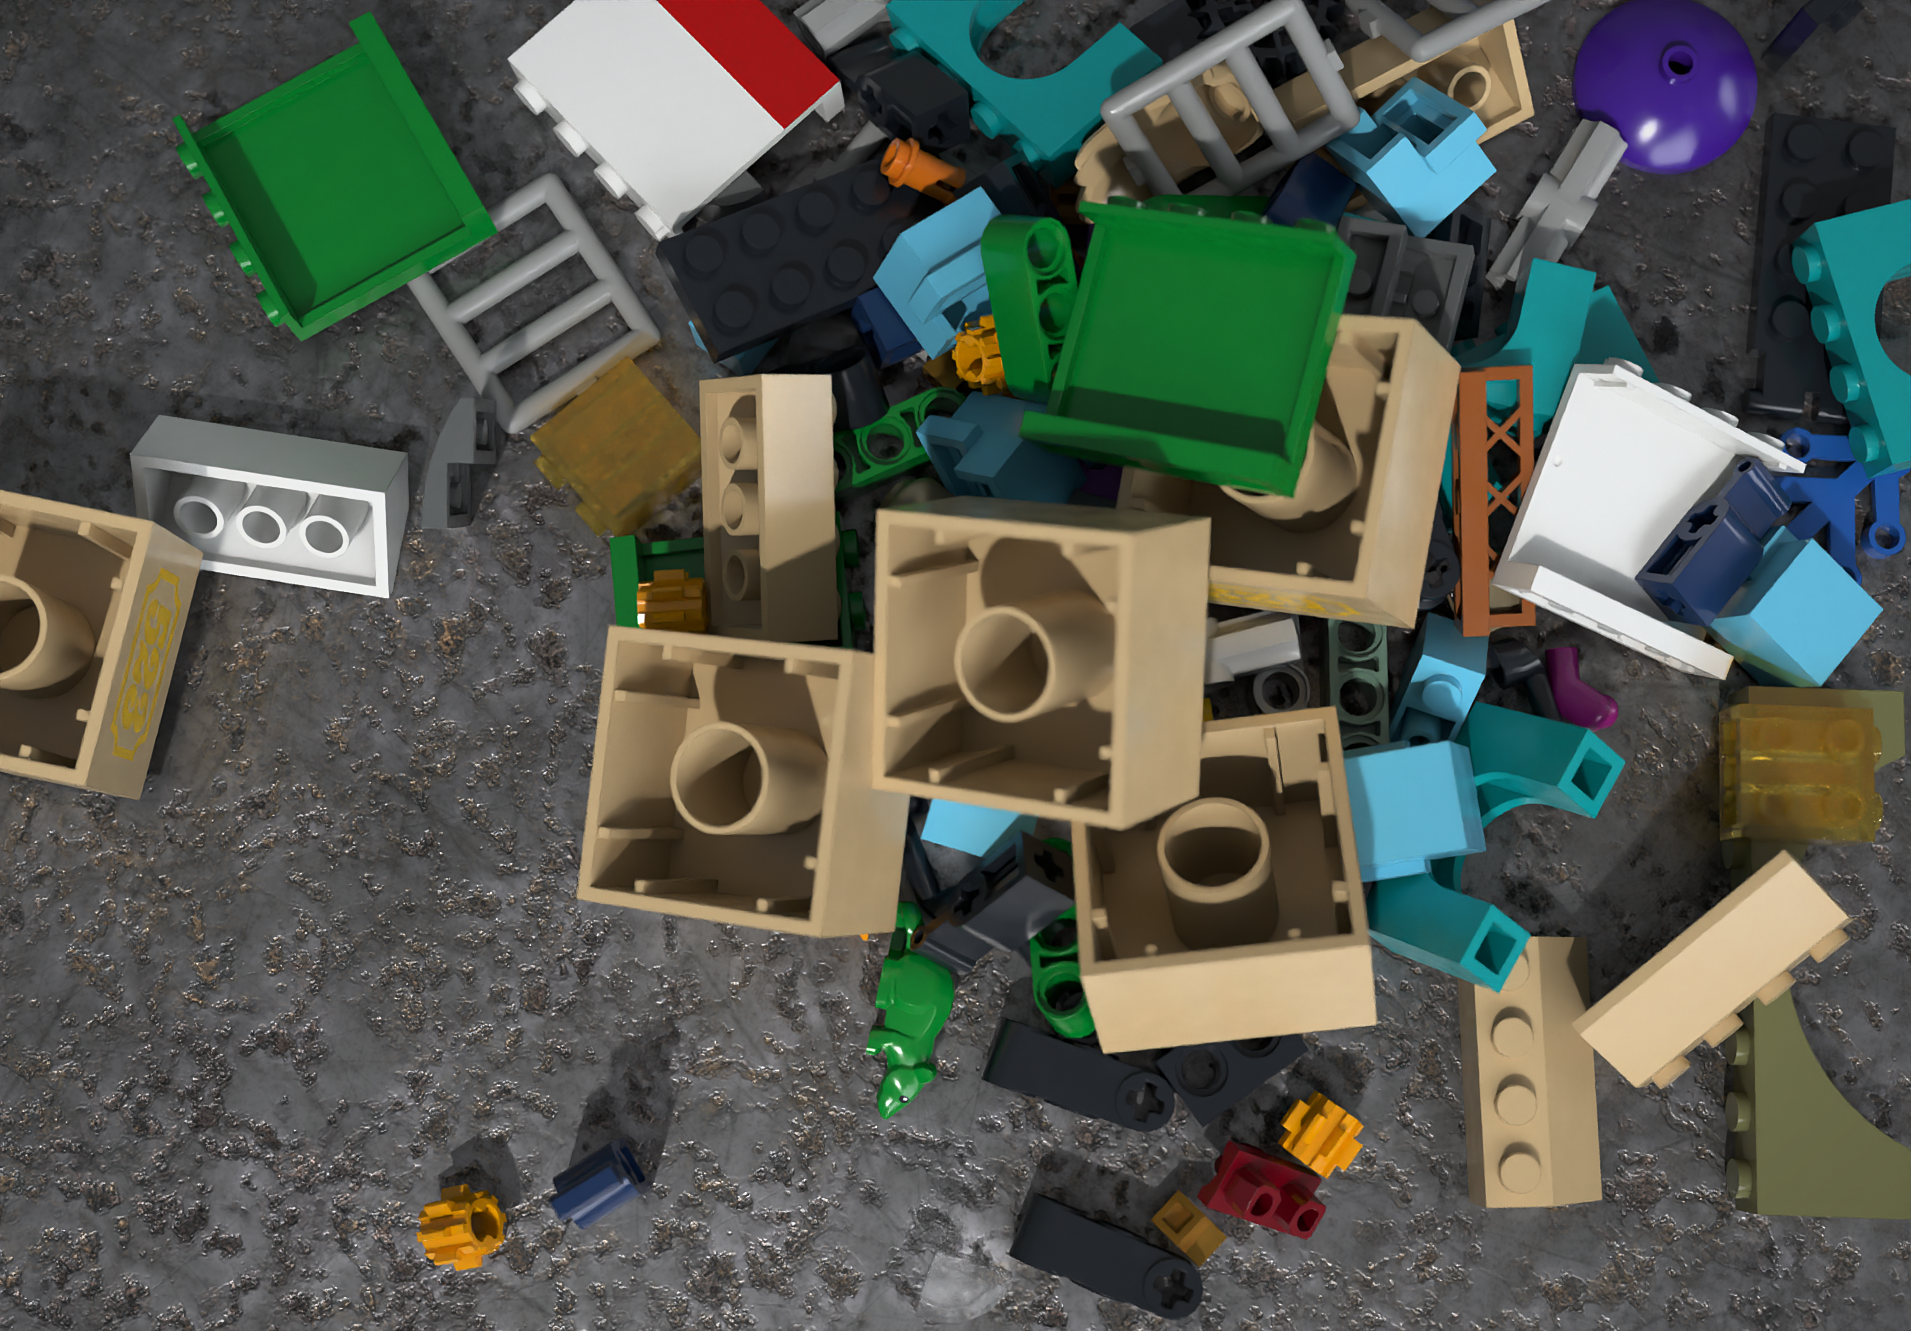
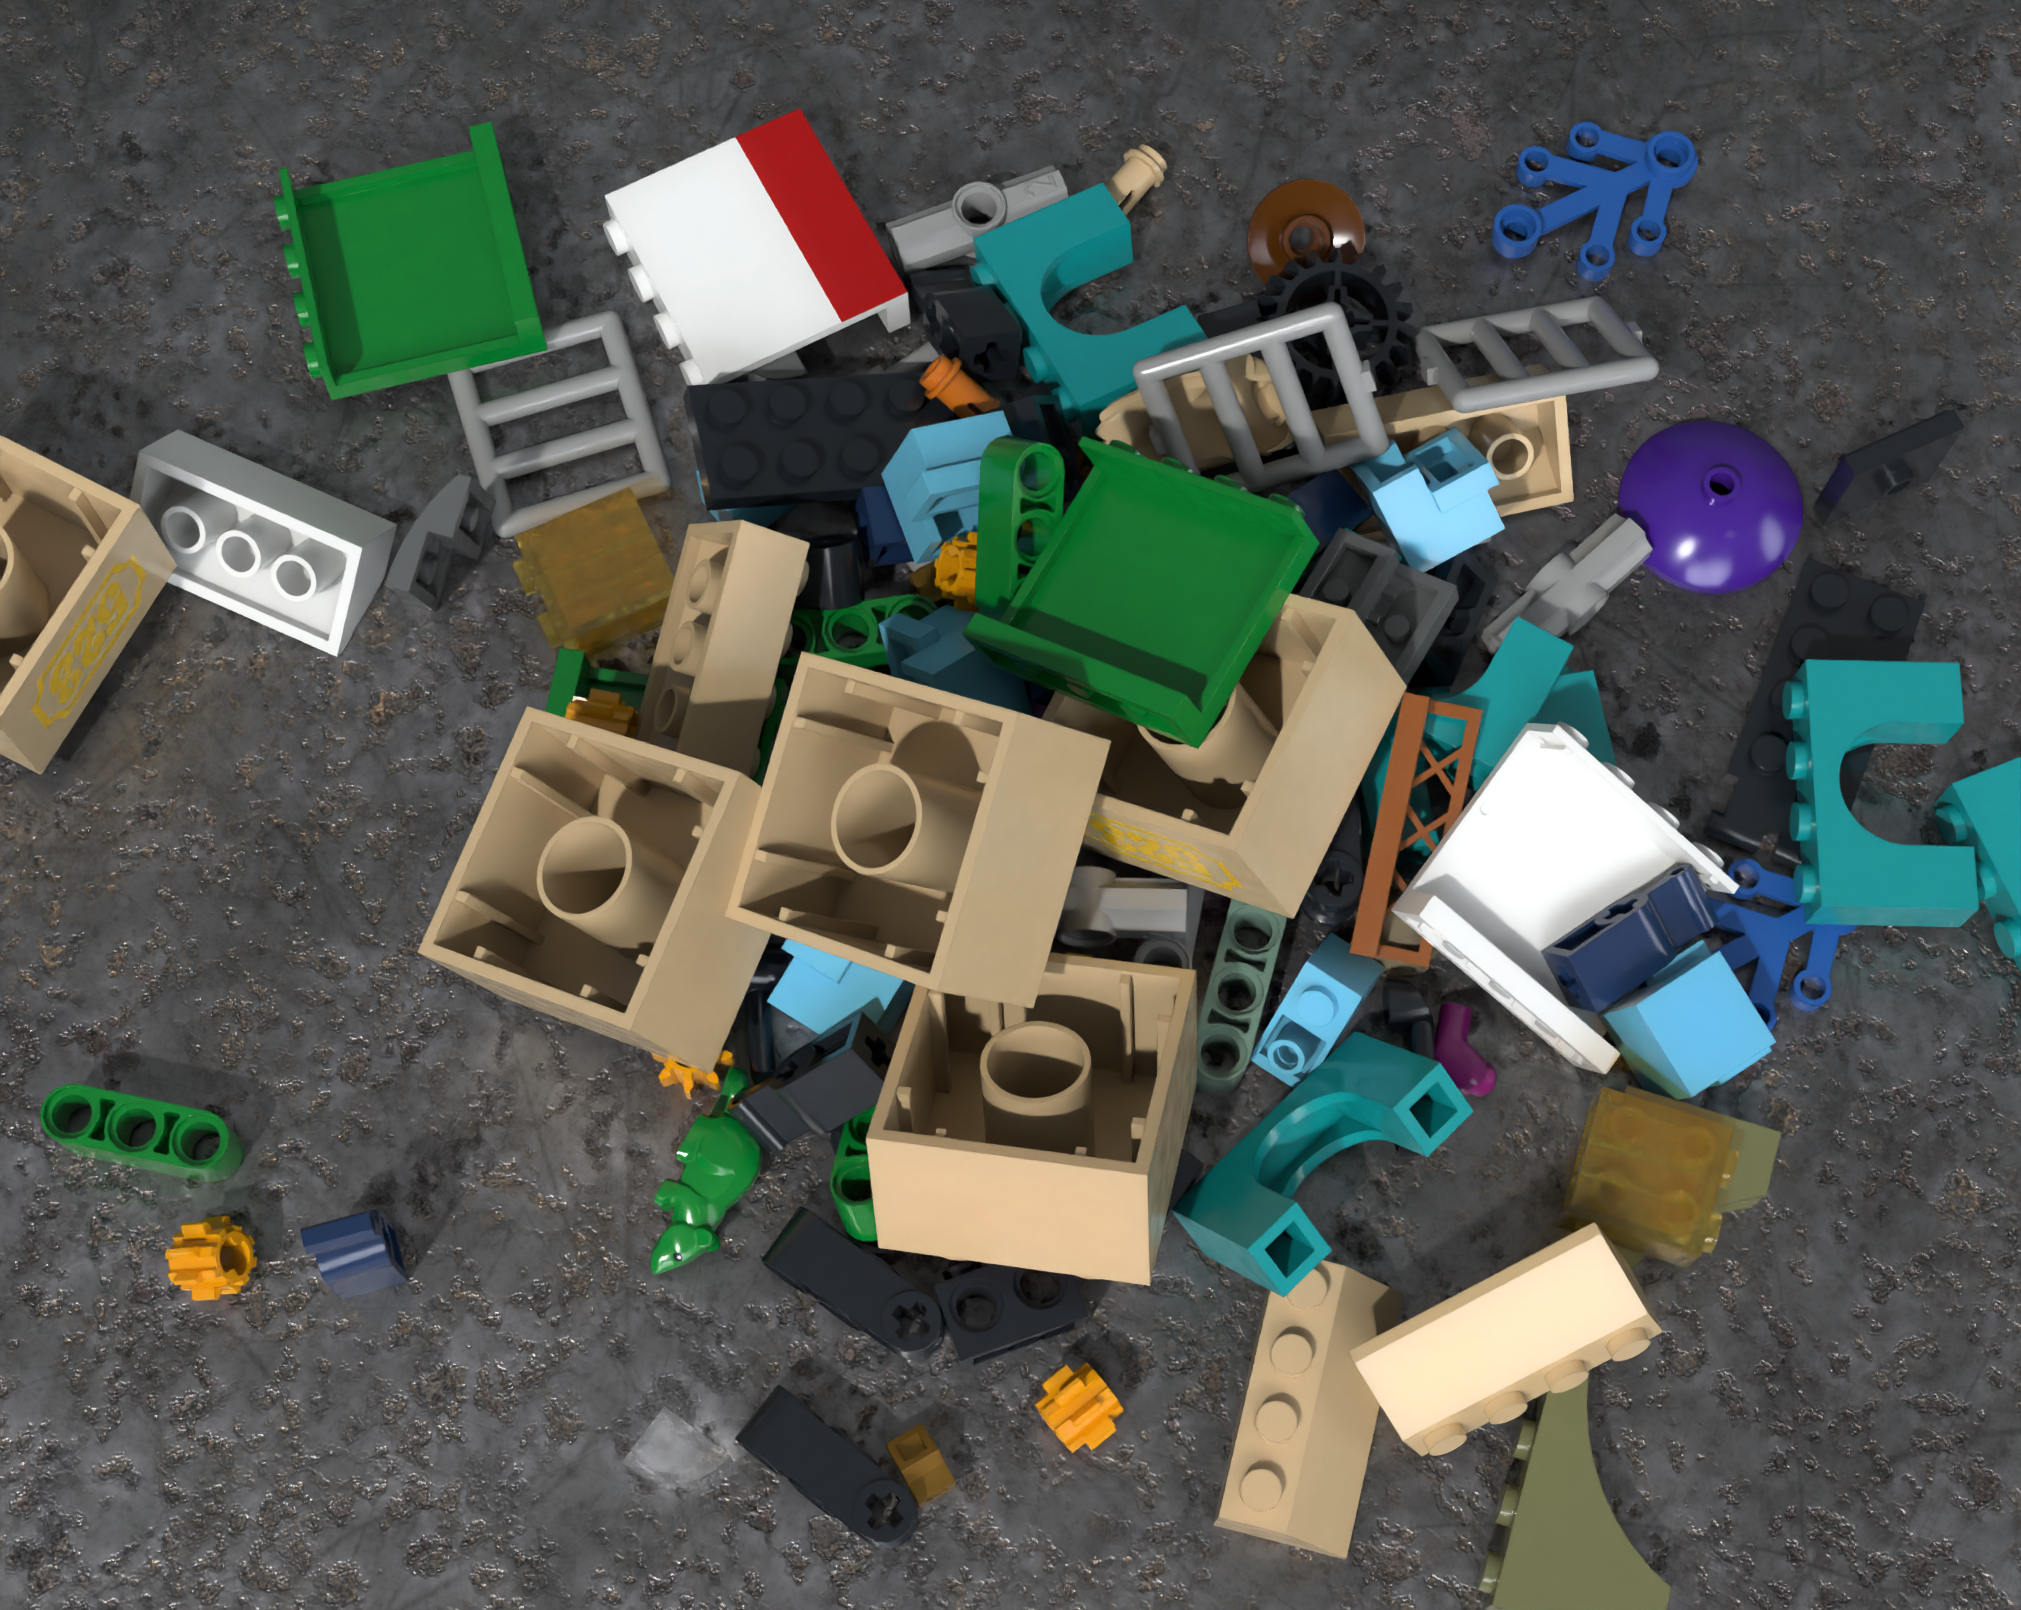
camera: 15 degrees right, 10 degrees down
(324, 1131) = (119, 1113): none -> green beam
(1264, 1190) = (1003, 1442): dark red hips -> none
(1411, 807) = (1253, 1101): medium azure plate -> none

